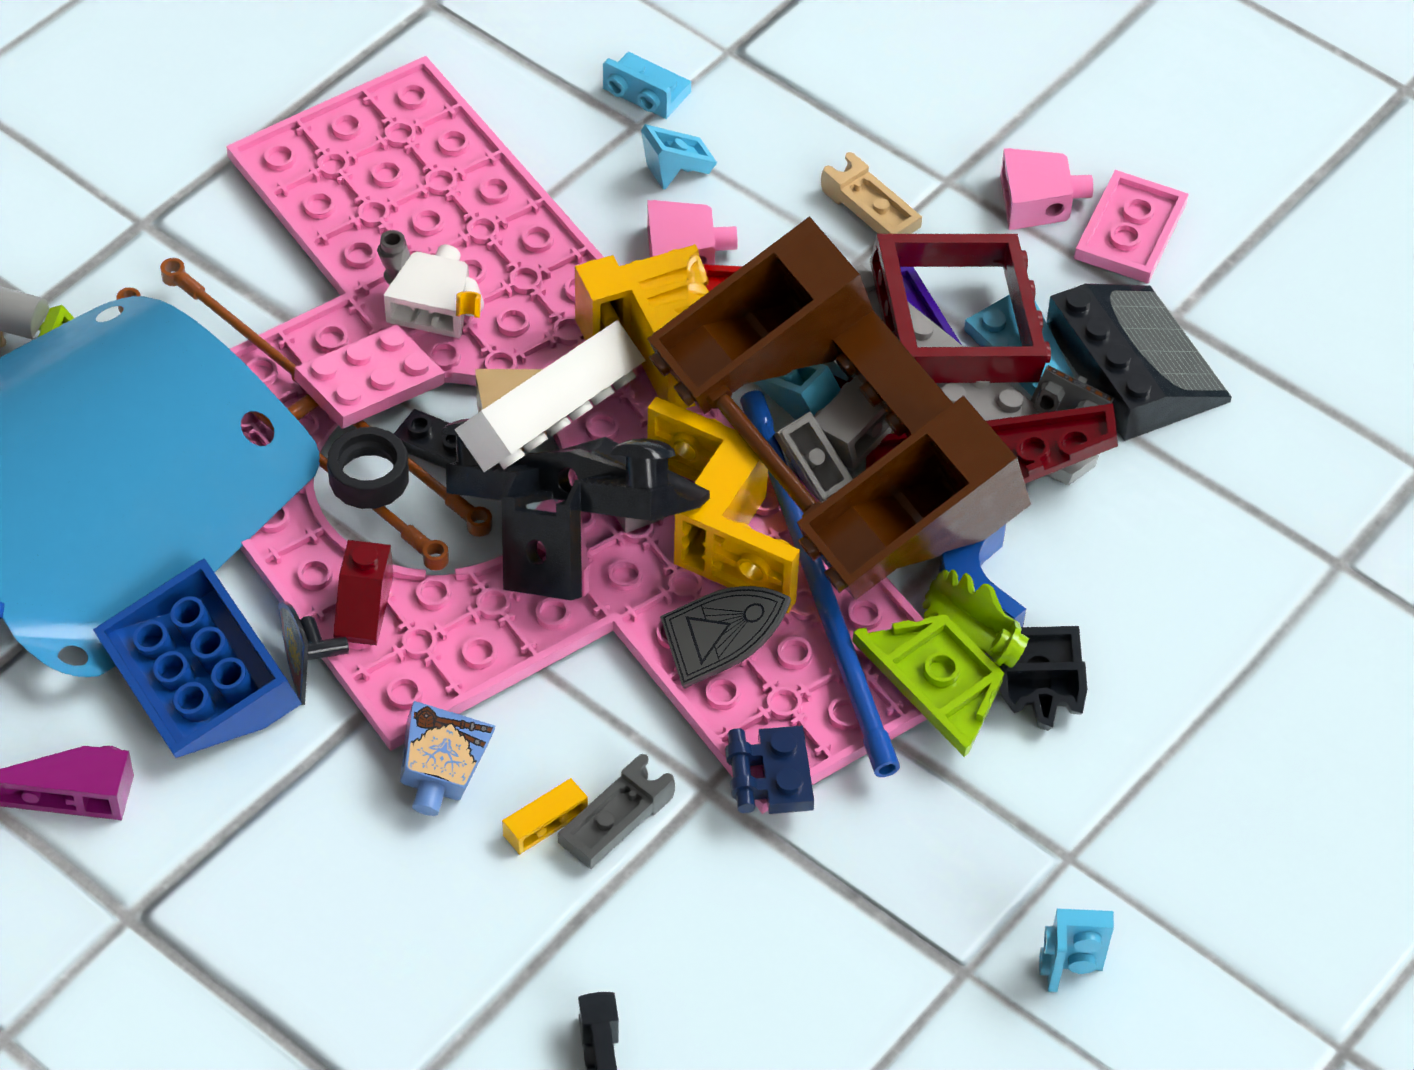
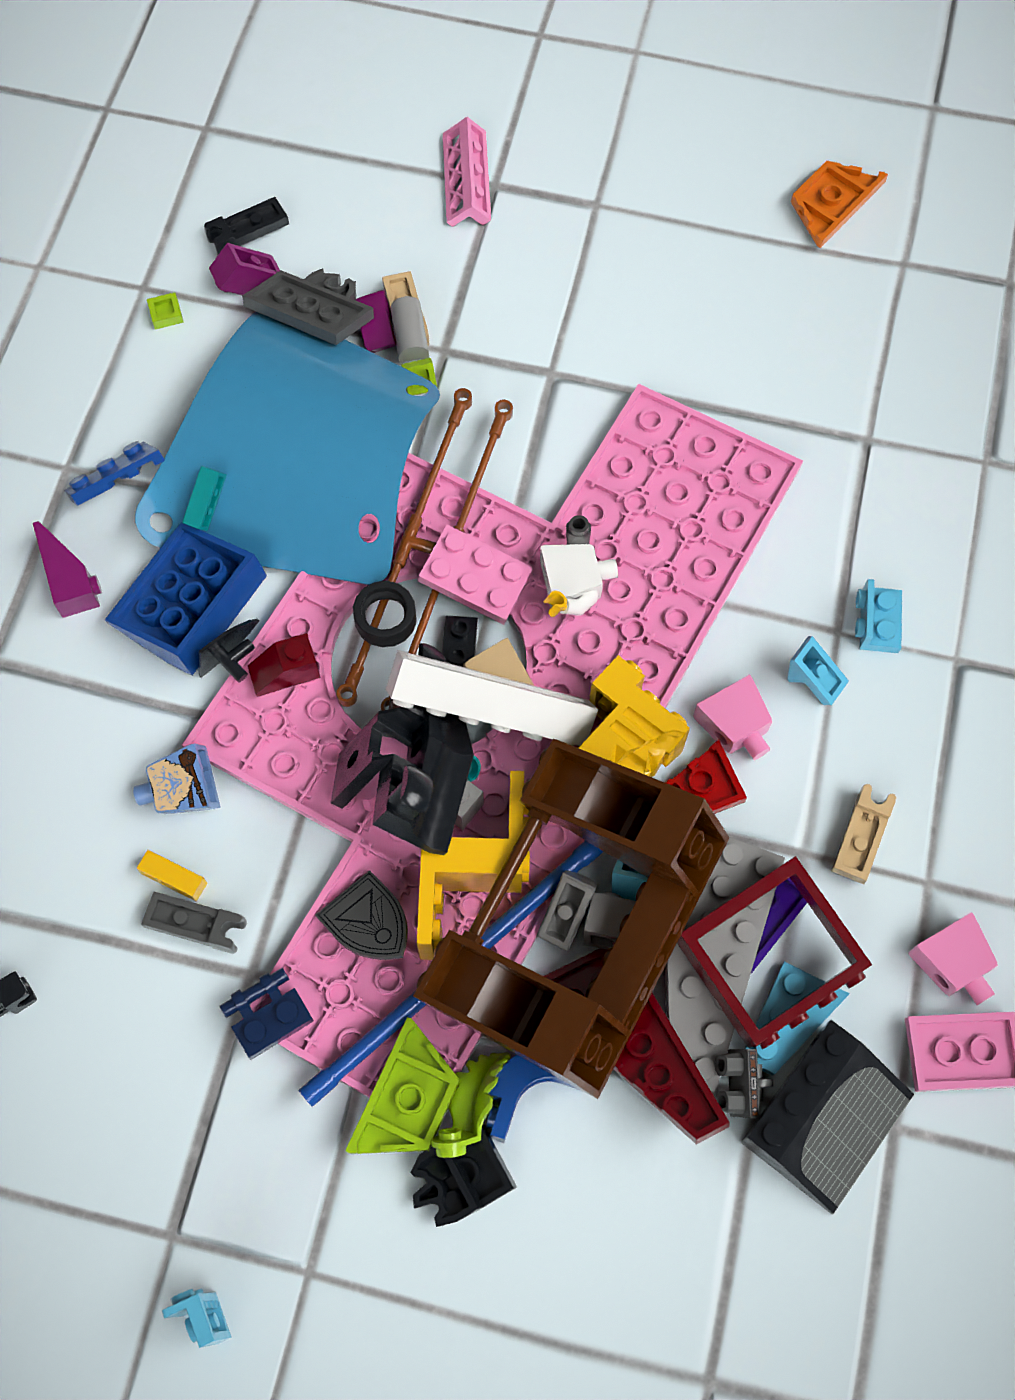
camera: 65 degrees right, 15 degrees up
(88, 582) = (204, 498): none -> teal piece

